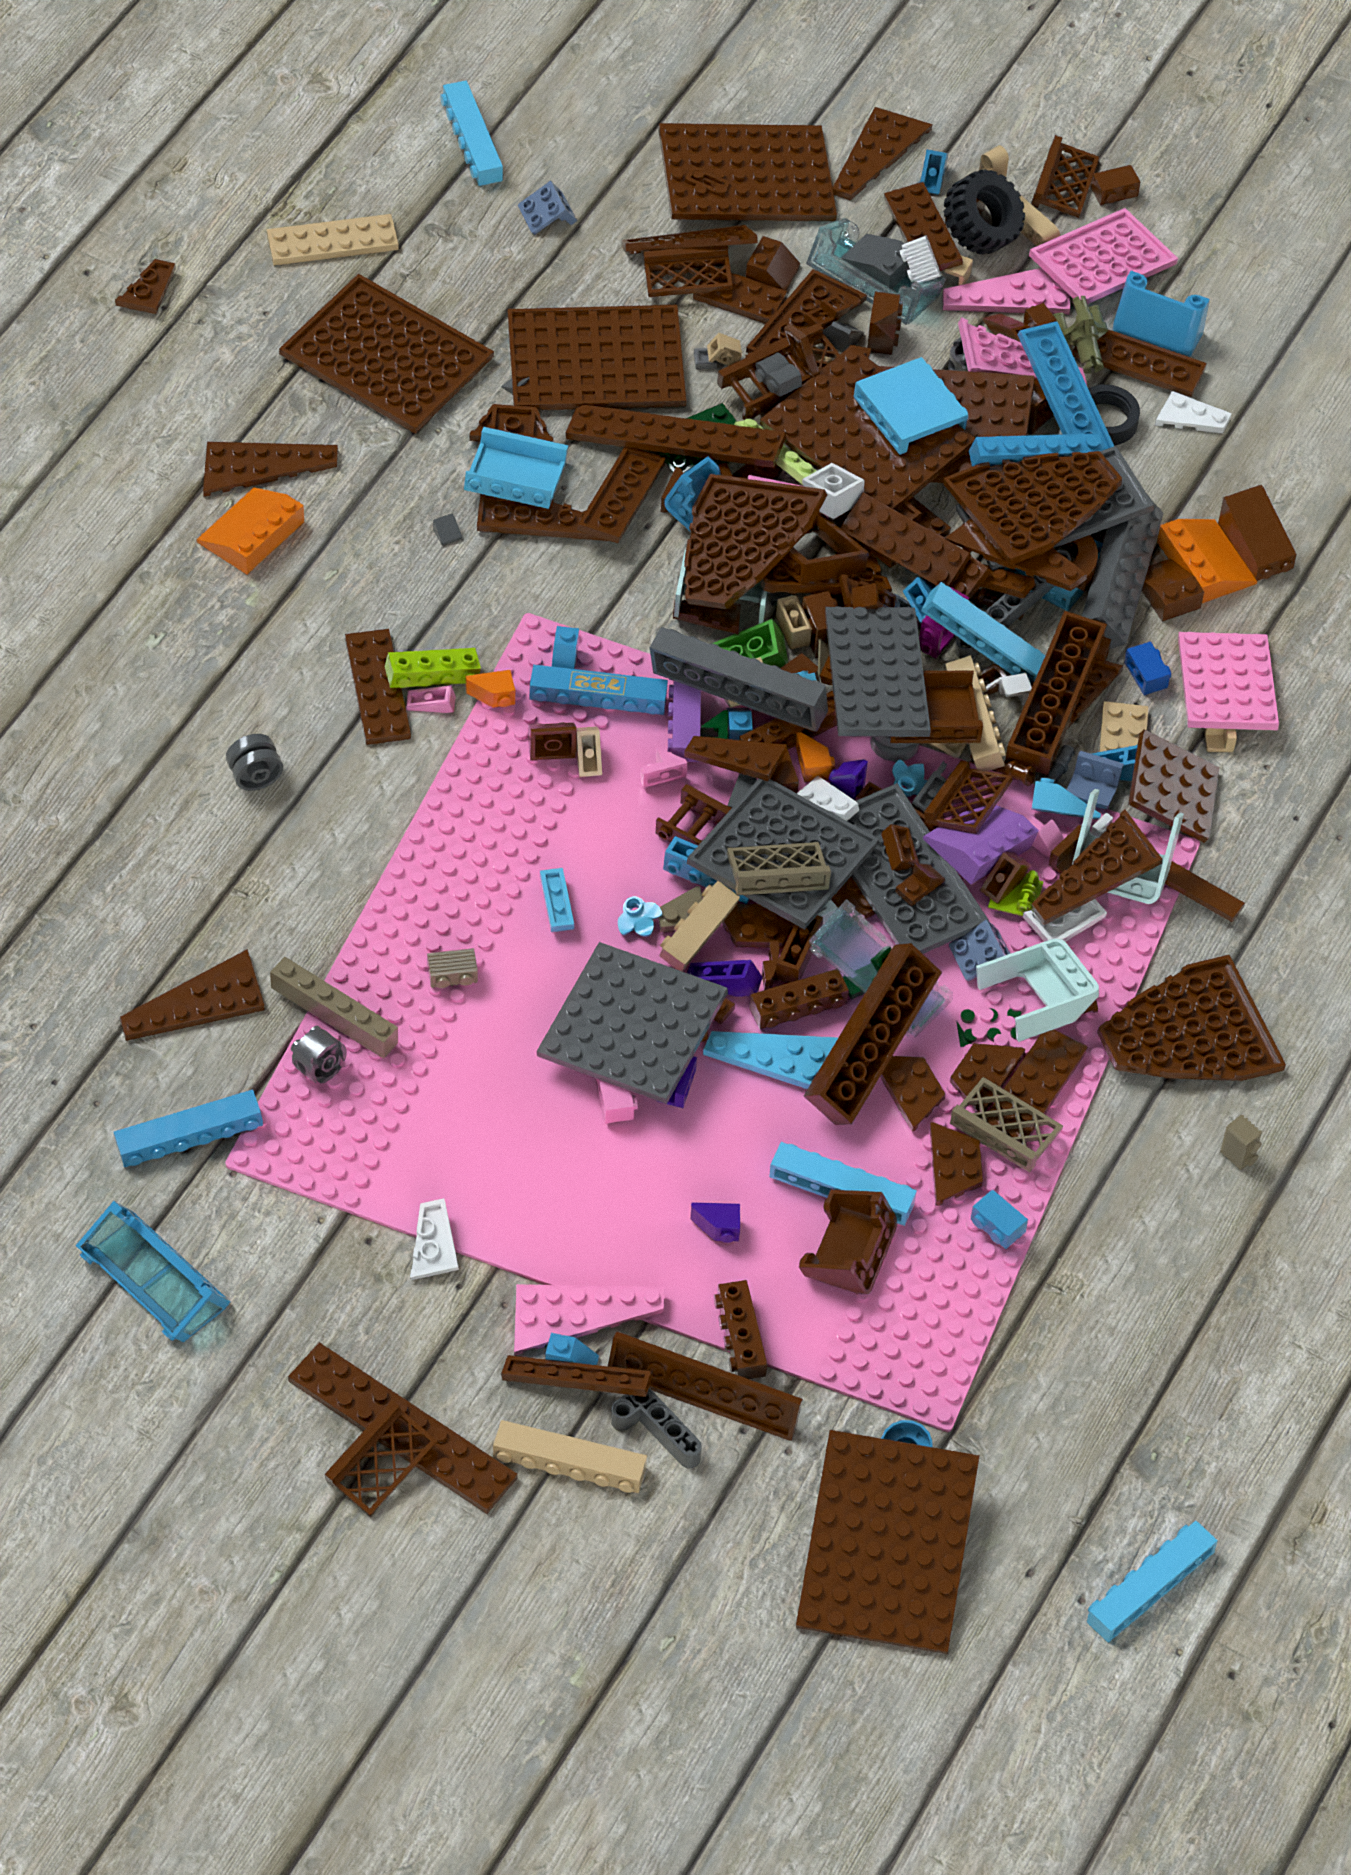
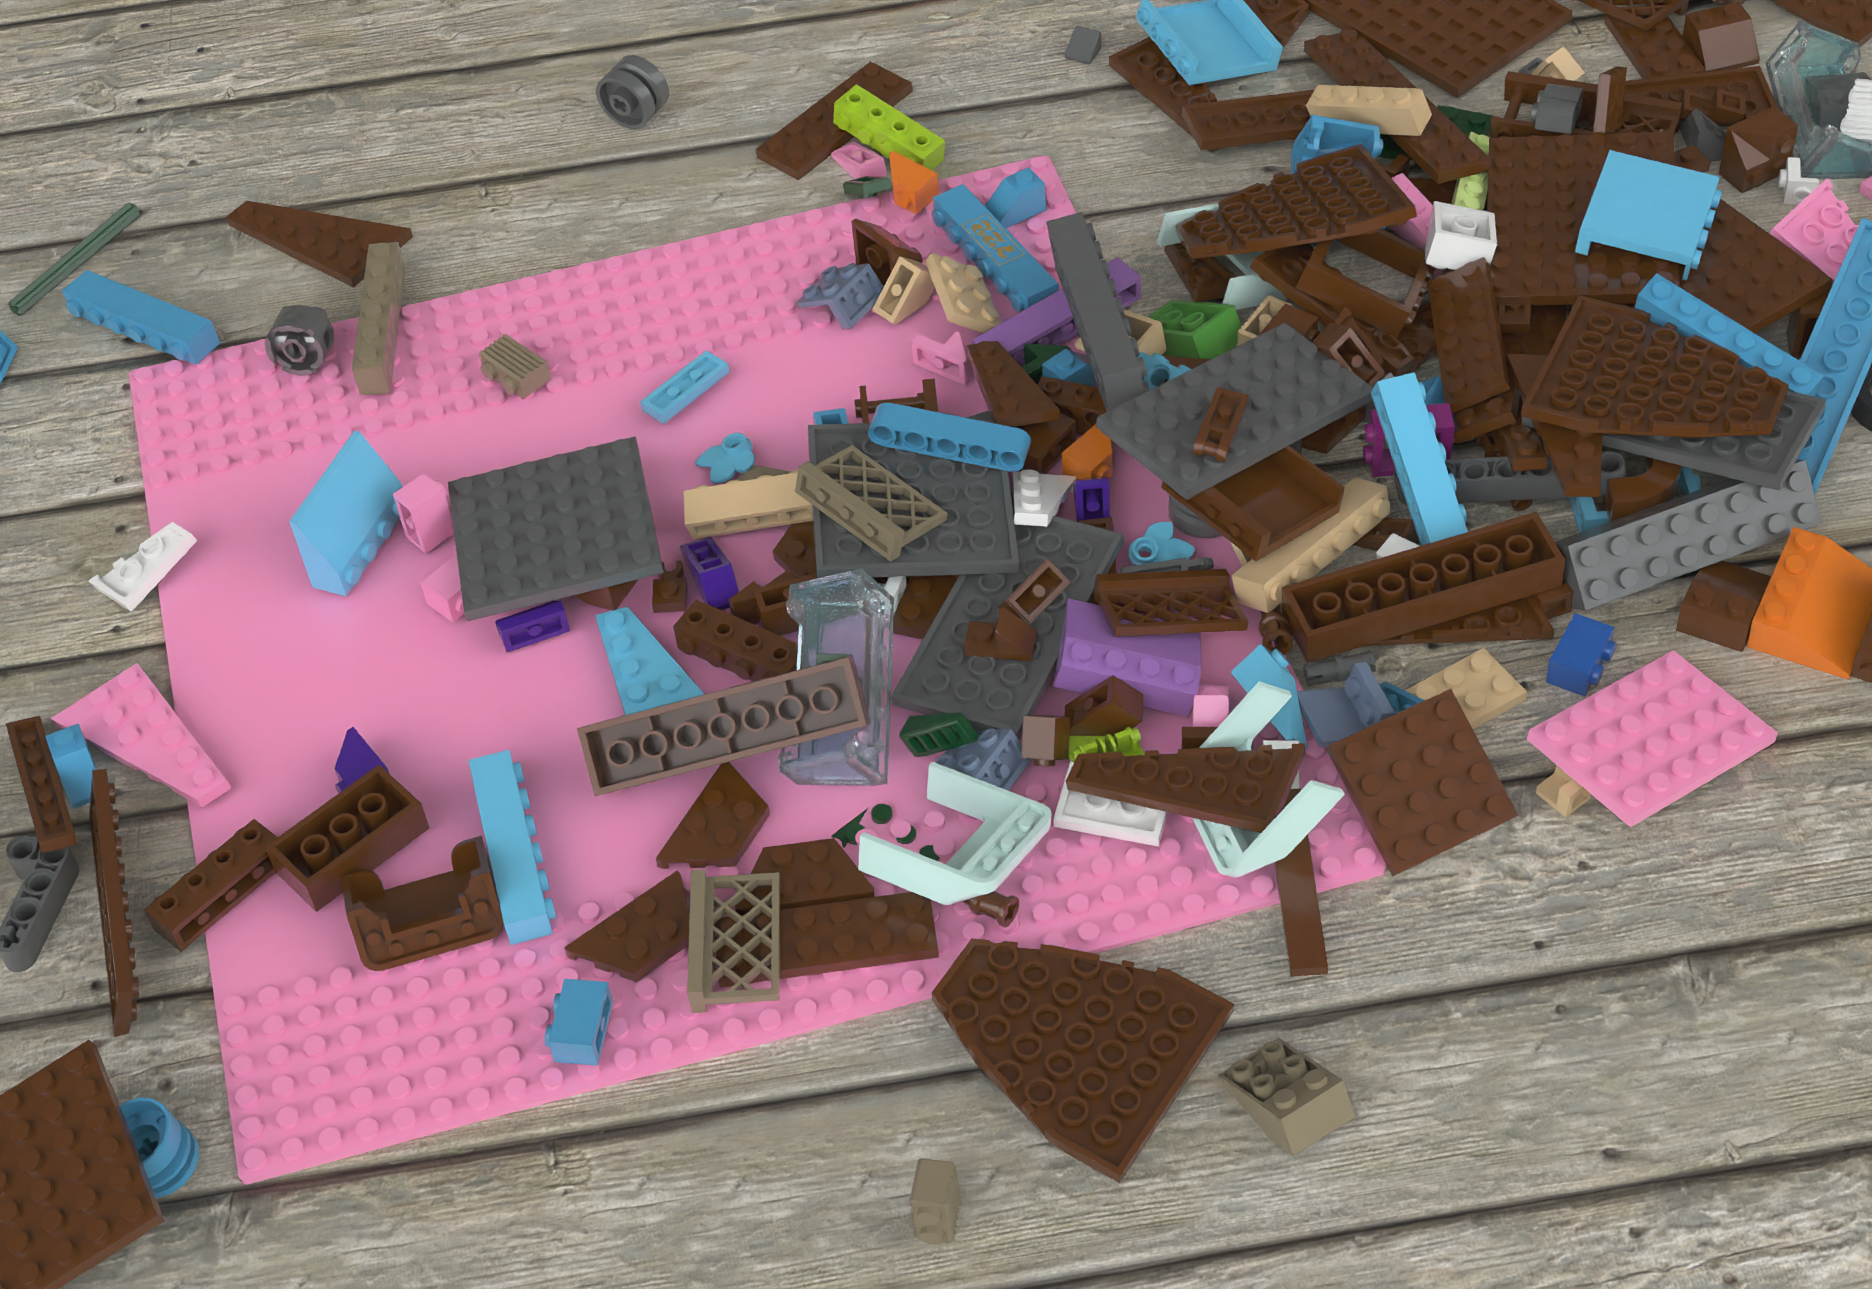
camera: 60 degrees right, 5 degrees down
(73, 1137) = (74, 259): none -> axle
(471, 709) = (866, 186): none -> plate
(519, 1117) = (346, 517): none -> medium azure slope
(547, 1077) = (424, 512): none -> bright pink brick
(553, 778) = (847, 292): none -> sand blue bracket
(627, 726) = (962, 293): none -> tan plate
(687, 450) = (1392, 109): none -> tan brick
(764, 803) = (949, 437): none -> dark azure beam
(771, 1250) = (347, 835): none -> reddish brown brick
(901, 683) = (1220, 424): none -> reddish brown plate
(916, 330) = (1794, 187): none -> white bracket
(952, 952) = (934, 734): none -> dark green slope
(1001, 911) = (1045, 738): none -> brick
(1297, 971) = (1288, 1095): none -> dark tan slope

